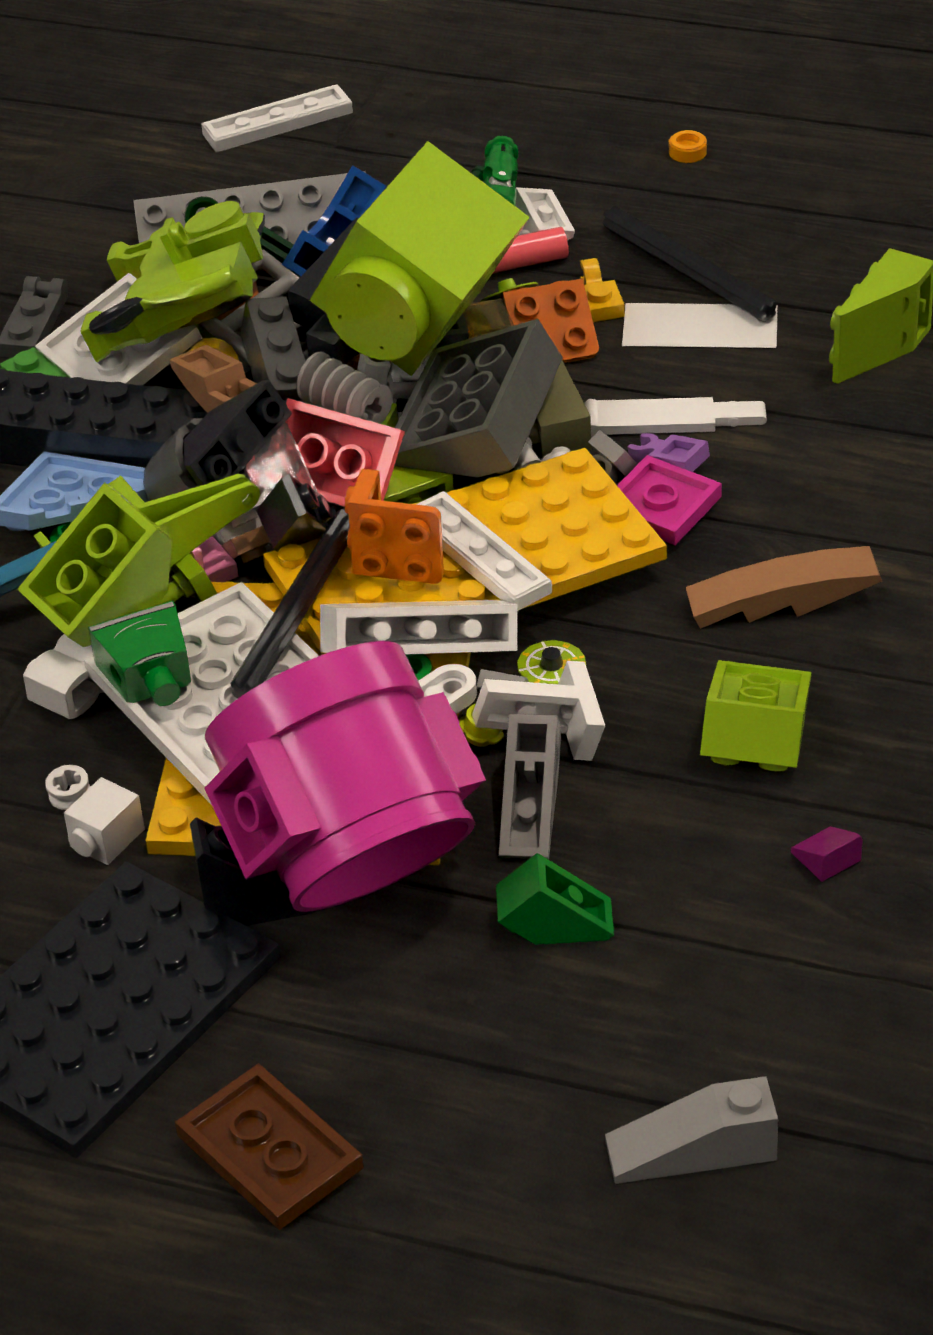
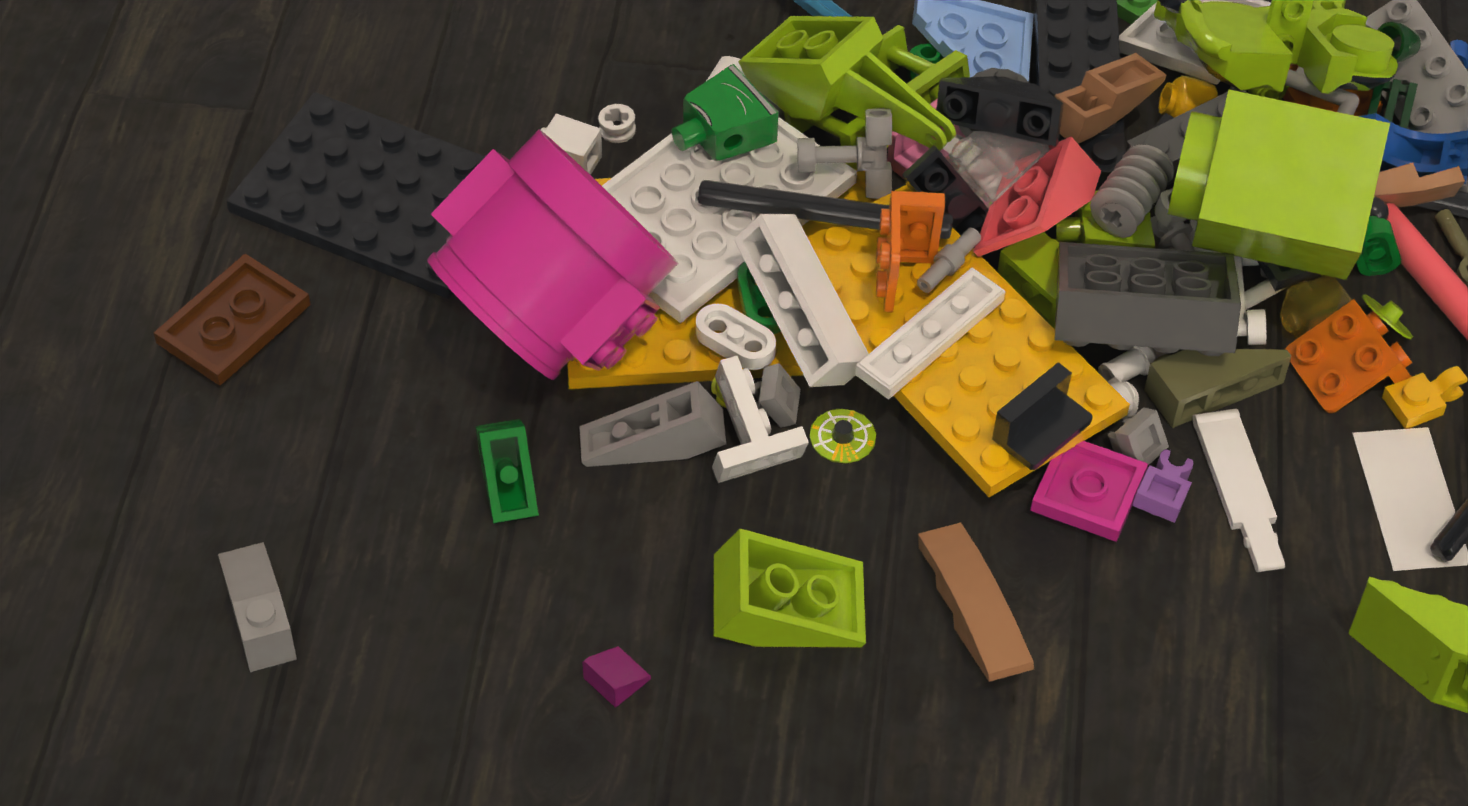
camera: 75 degrees right, 10 degrees up
(233, 564) = (868, 153): none -> light grey bar
(605, 489) = (1040, 419): none -> black panel

